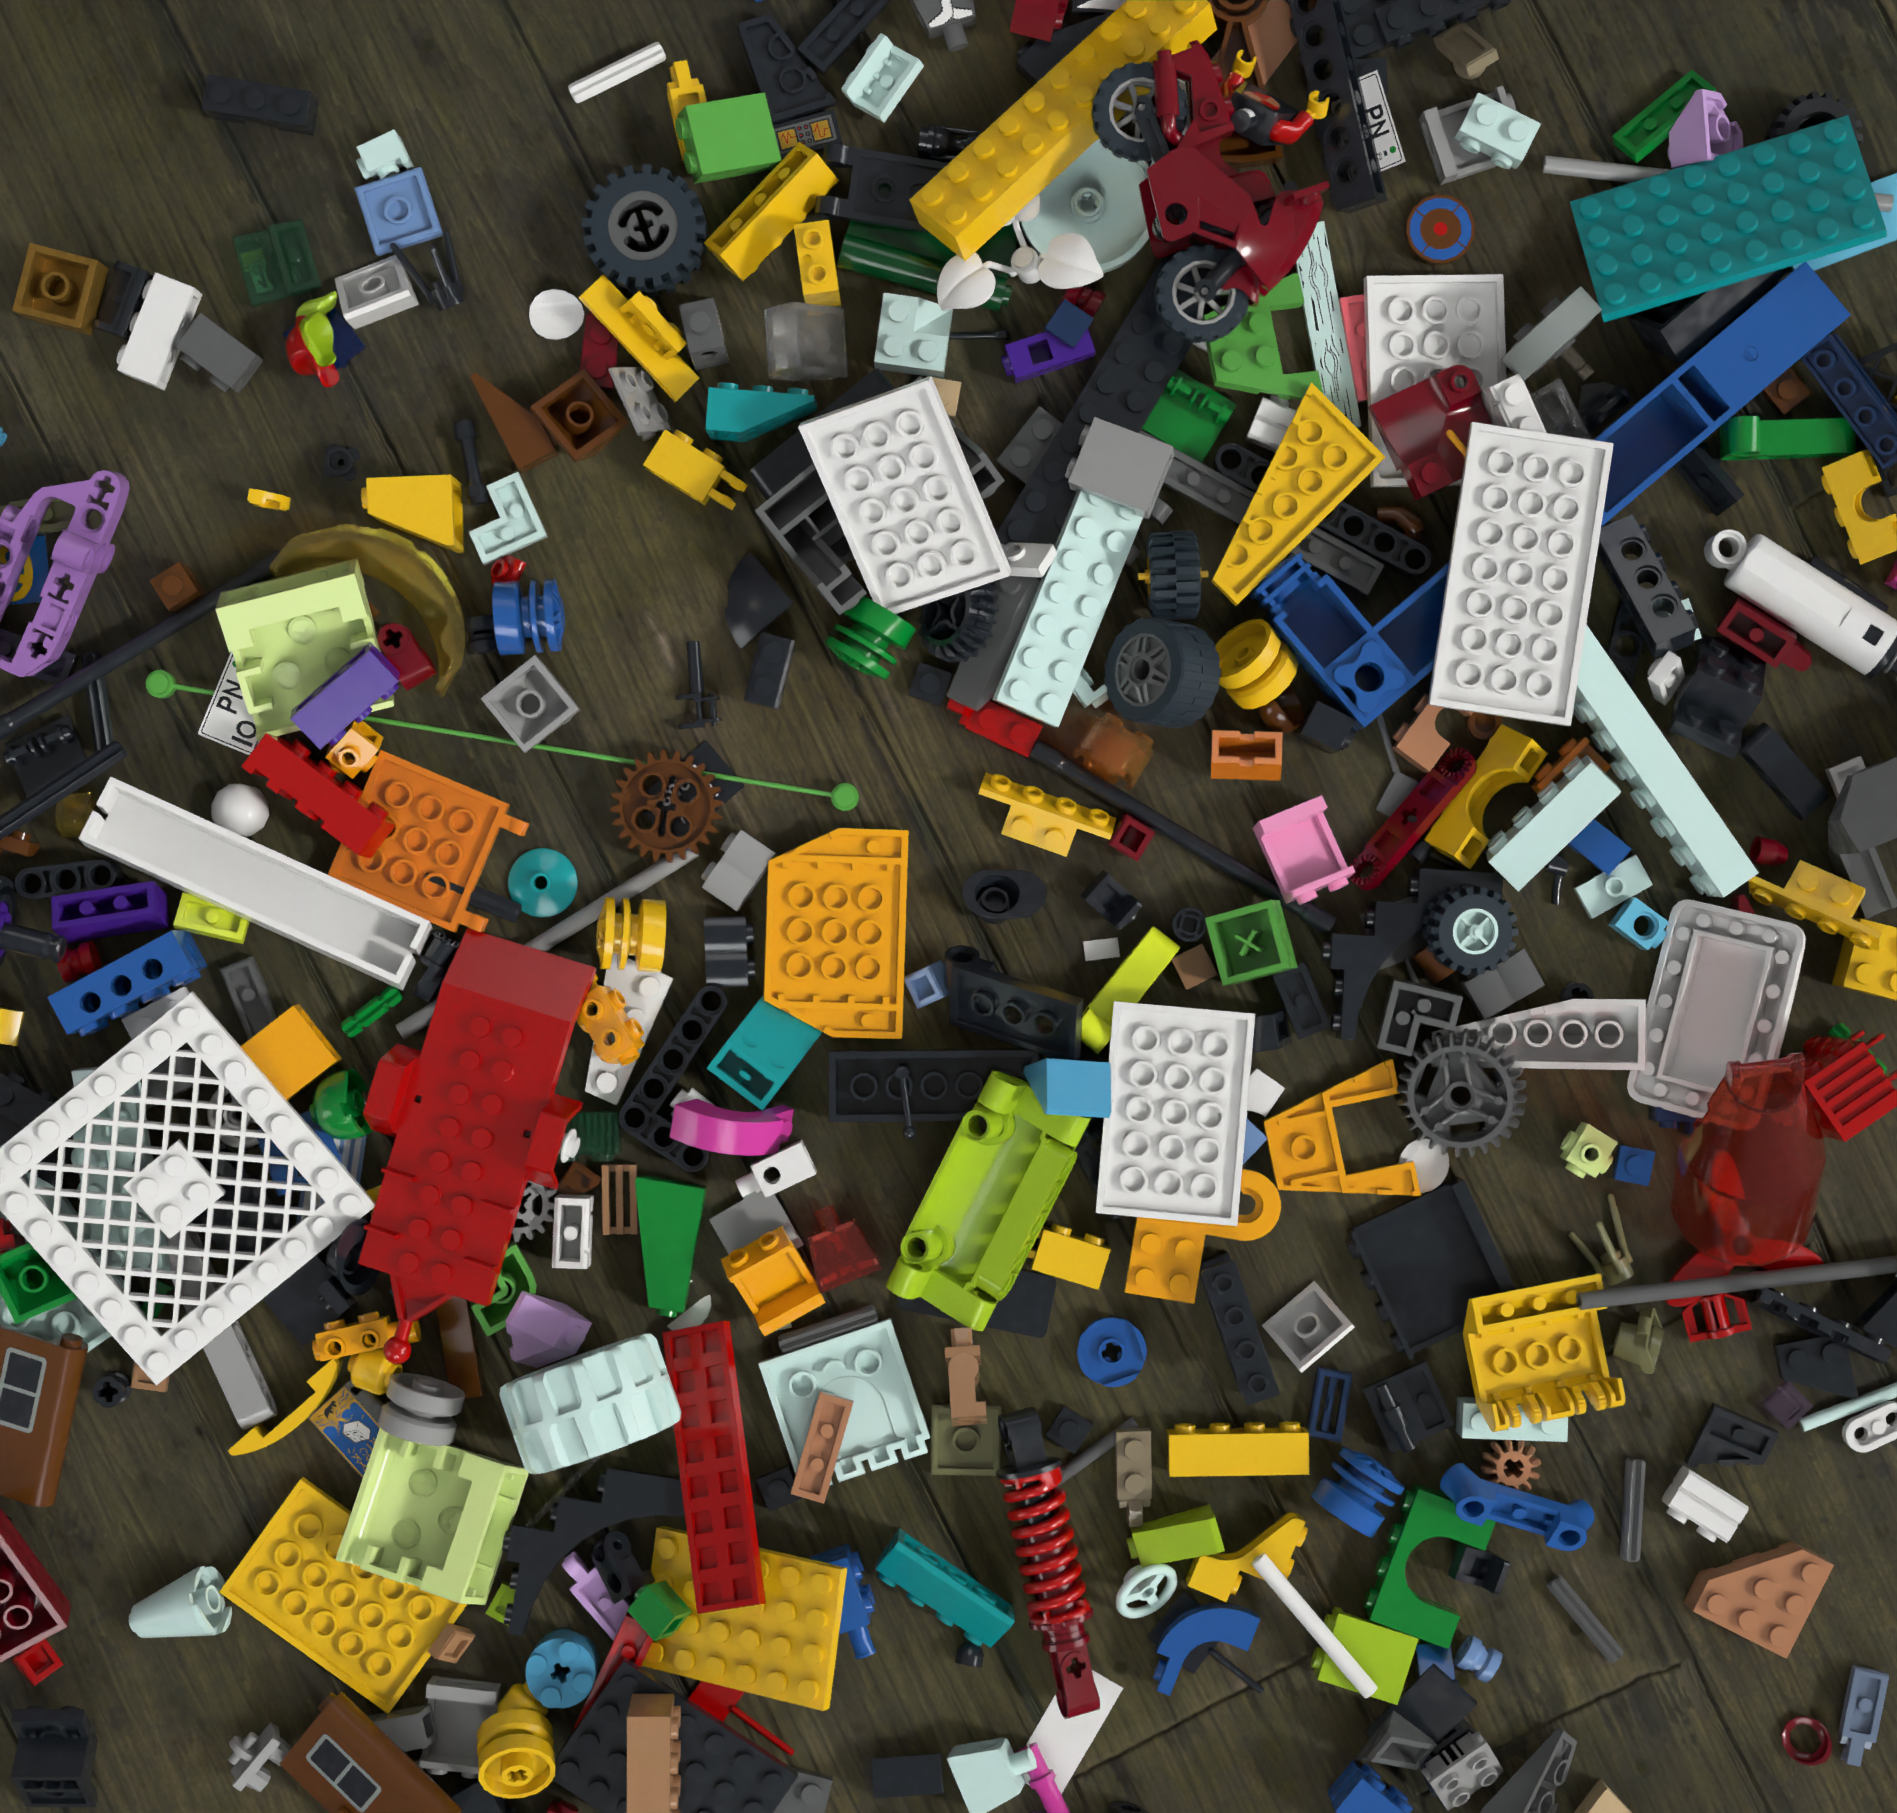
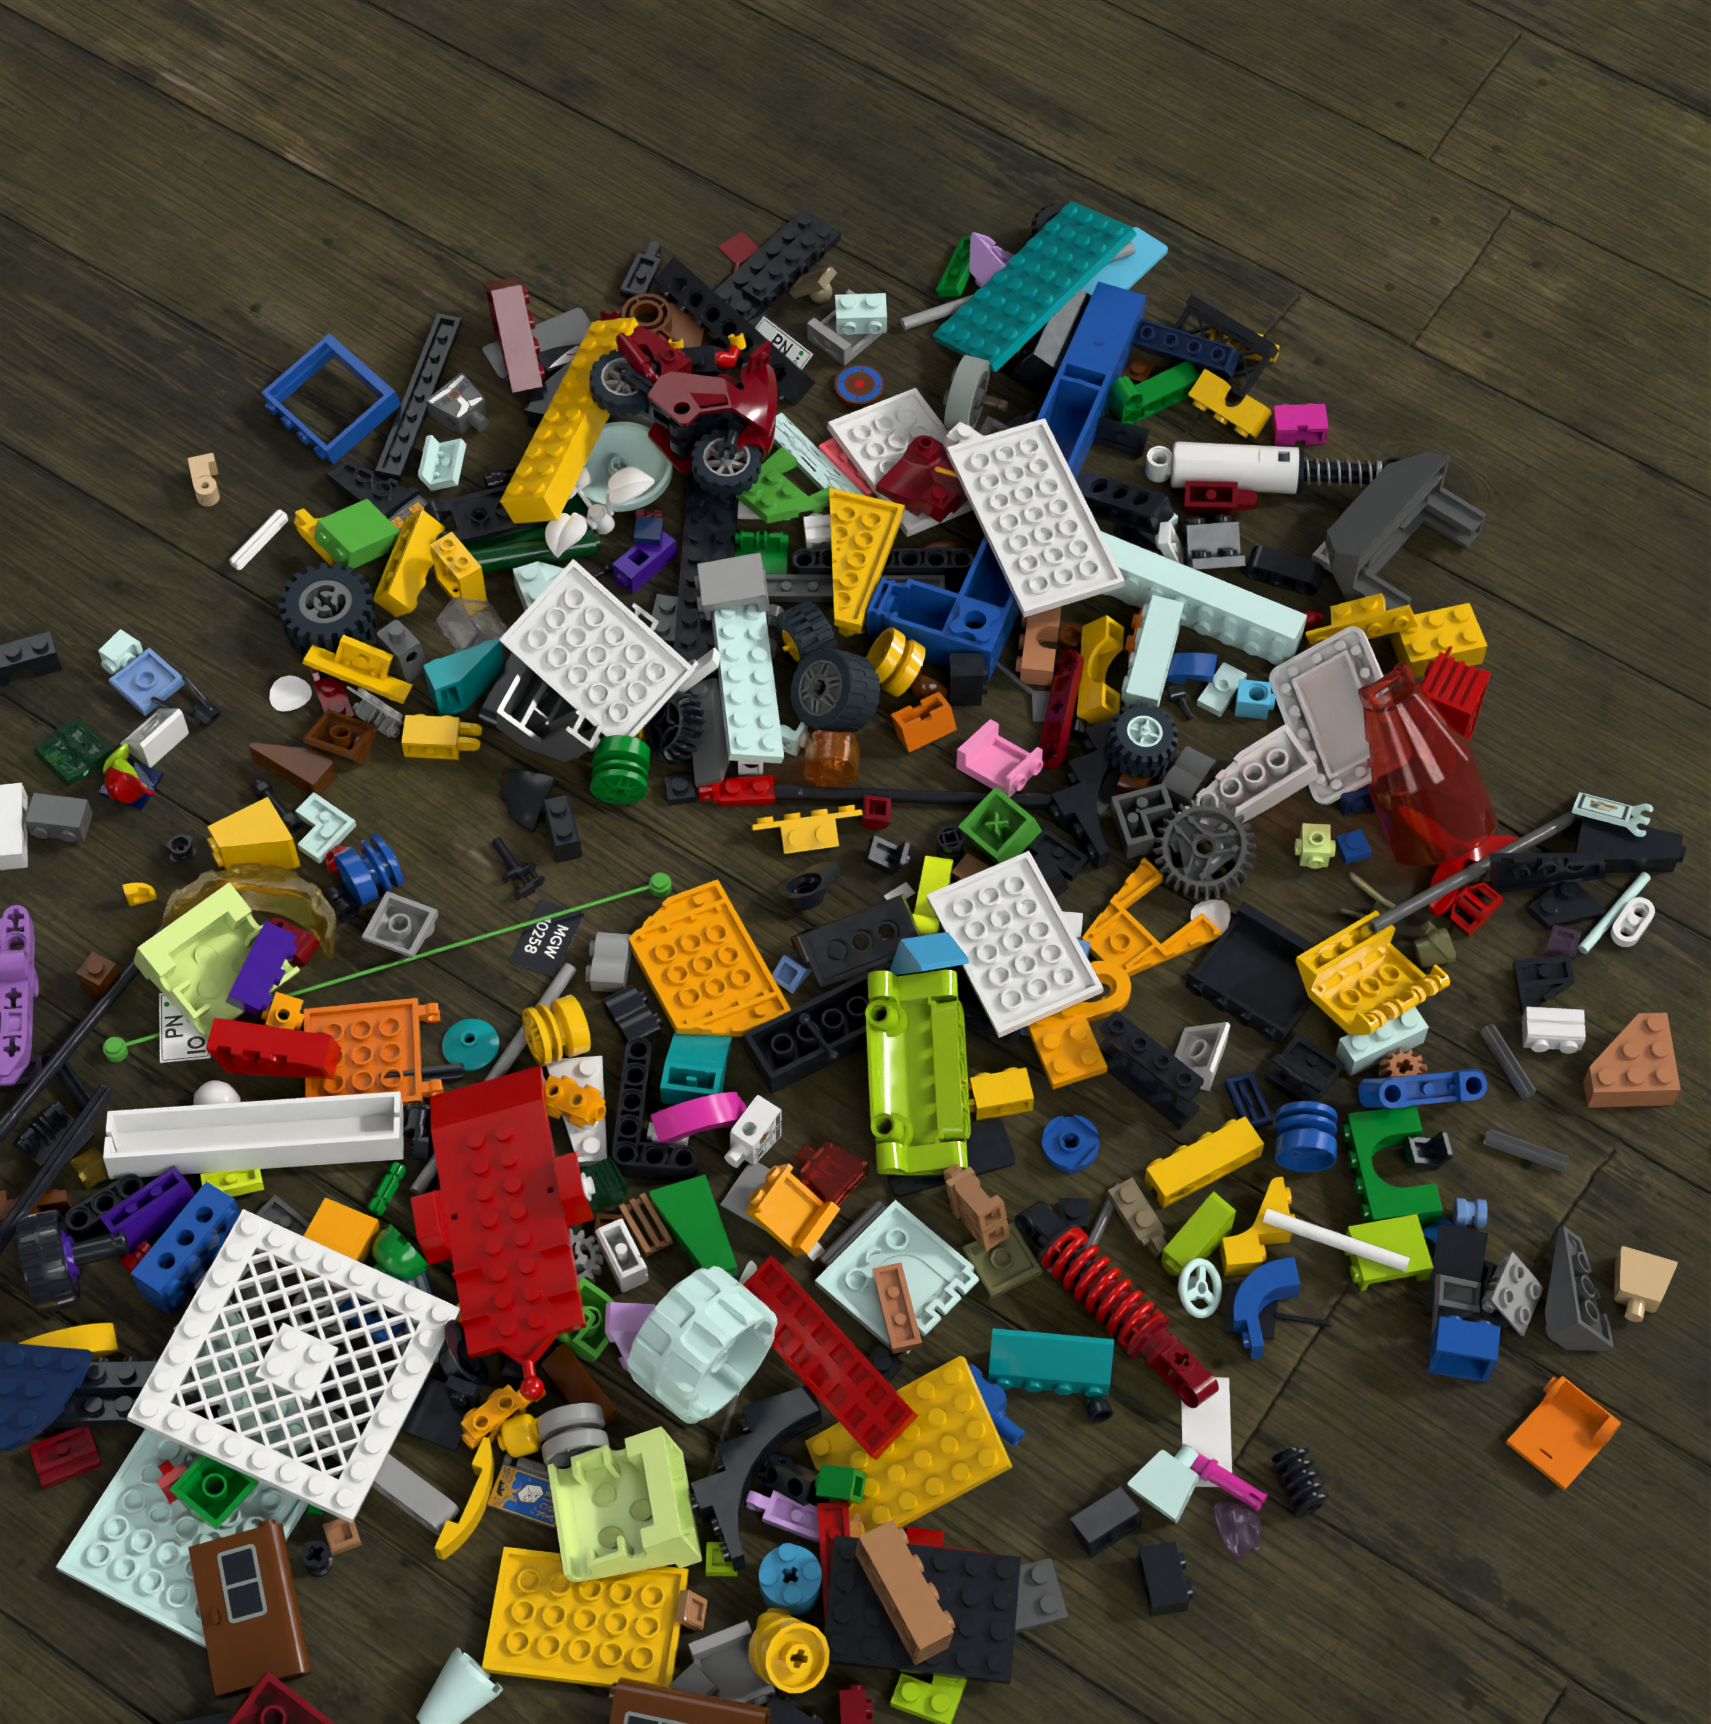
camera: 30 degrees left, 30 degrees down
(698, 812) = (509, 950): reddish brown gear -> none

